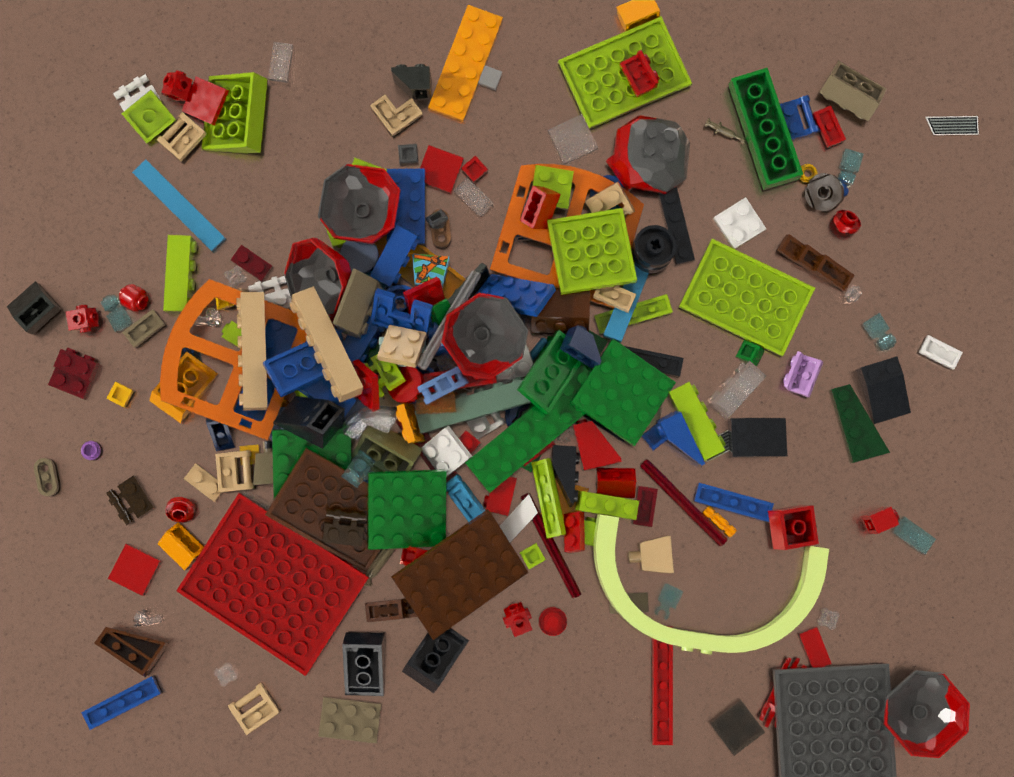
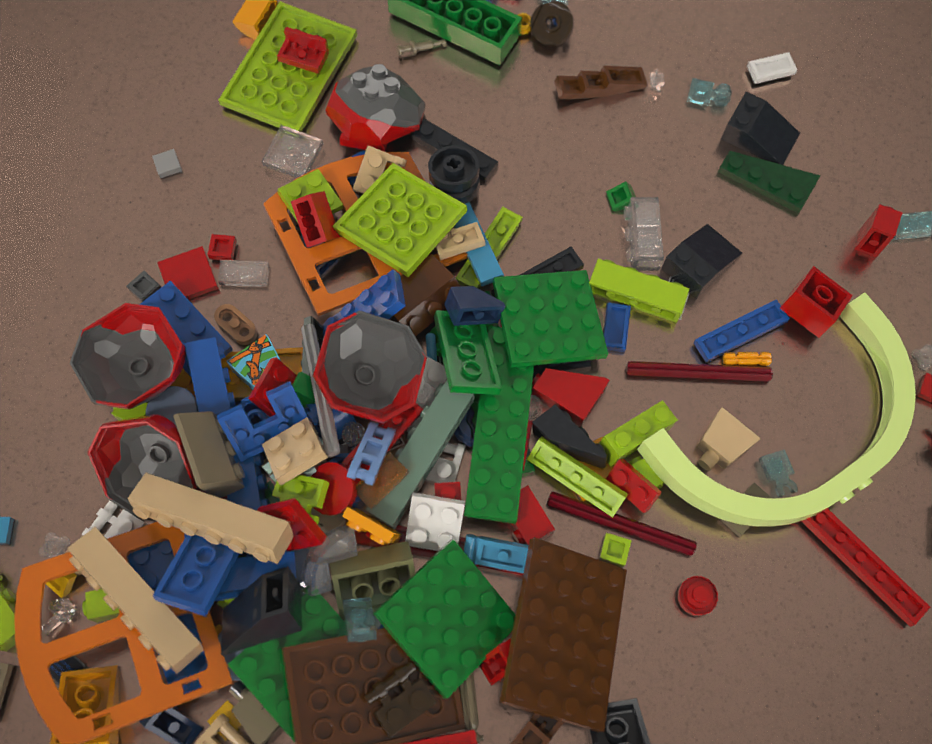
camera: 45 degrees left, 15 degrees down
(251, 263) = (62, 518): dark red plate -> none
(396, 119) = (103, 265): tan plate -> none
(413, 80) = (90, 215): pearl dark grey slope -> none
(437, 219) = (225, 314): dark grey slope -> none
(465, 63) = (132, 170): light orange plate -> none
(517, 619) = (664, 625): red brick -> none
(519, 518) = (566, 522): white sticker -> none
(616, 482) = (622, 405): red panel -> none
(646, 508) = (666, 392): dark red plate -> none
(677, 432) = (633, 311): blue slope -> none
(739, 223) = (506, 105): white plate -> none
(747, 297) = (573, 155): lime plate -> none
(802, 374) = (686, 175): lavender bracket -> none
(847, 221) = (593, 32): red plate -> none

